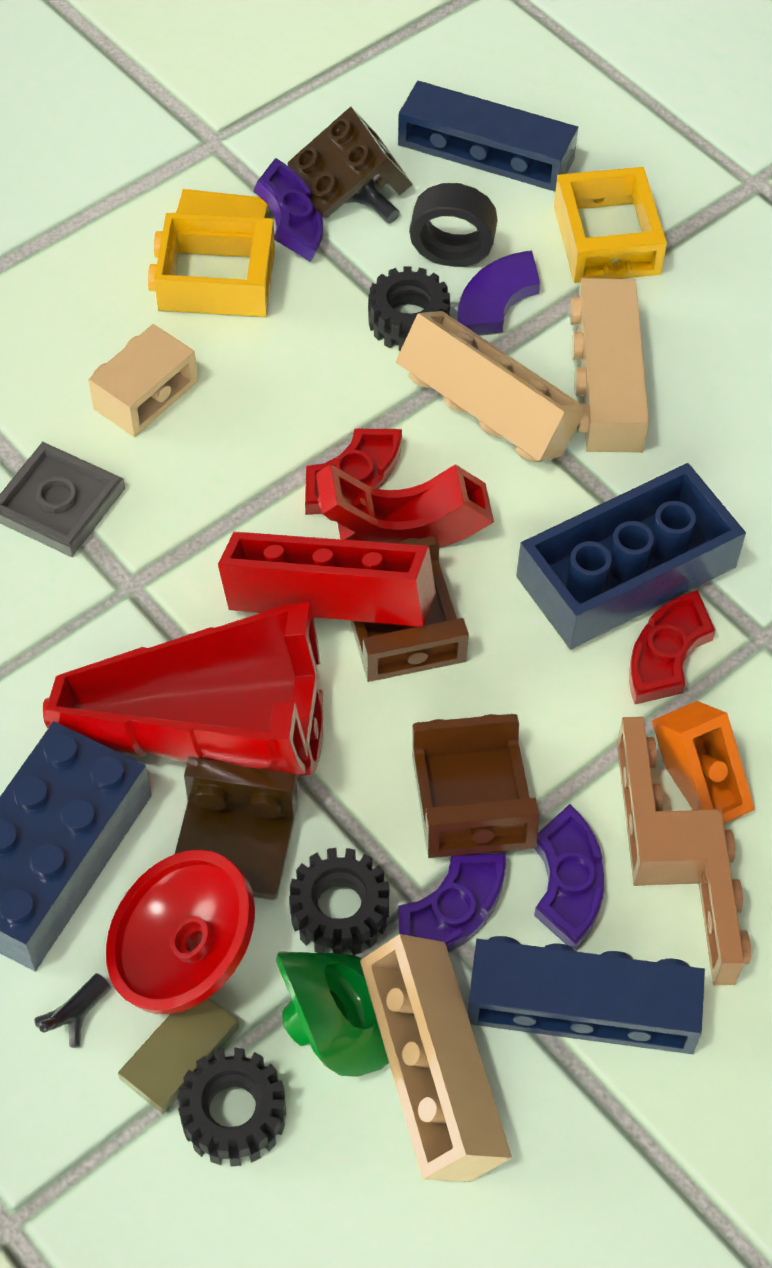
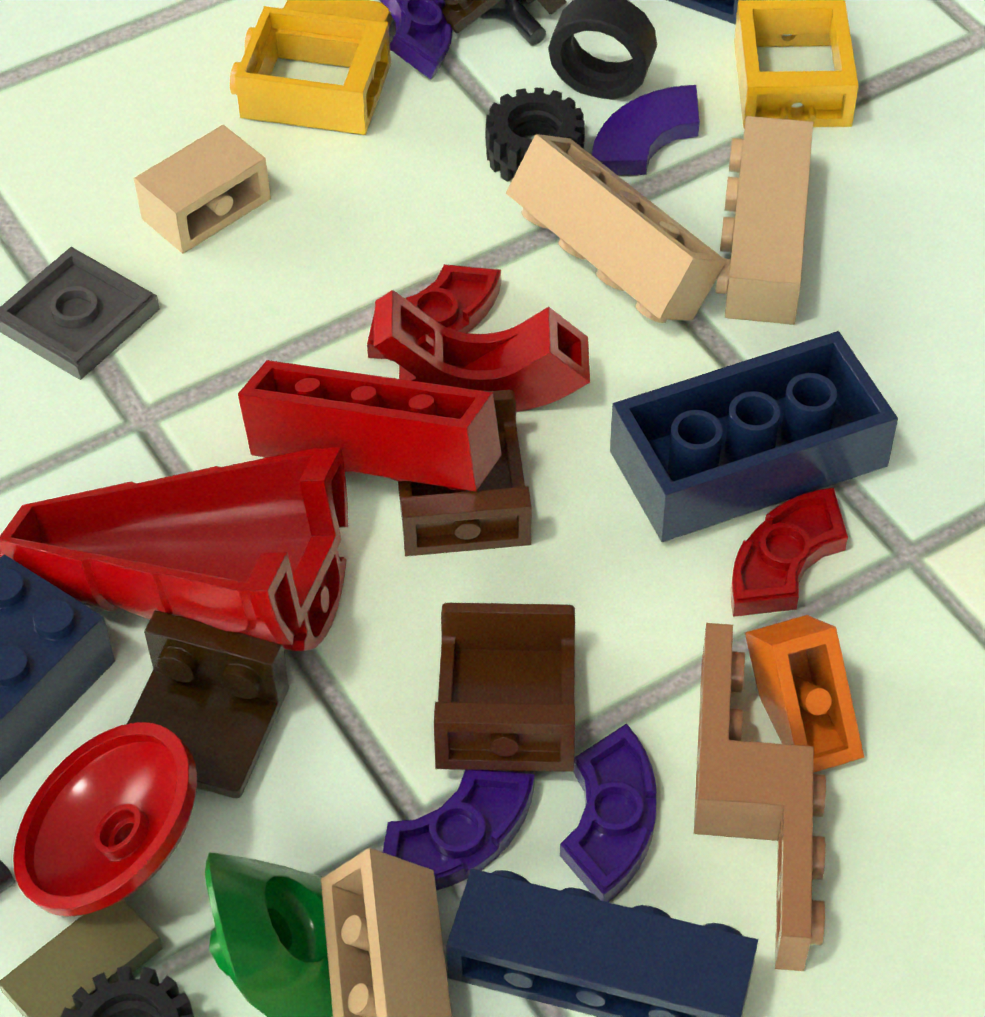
camera: 10 degrees right, 5 degrees down
(339, 872) = (308, 775): black tyre -> none

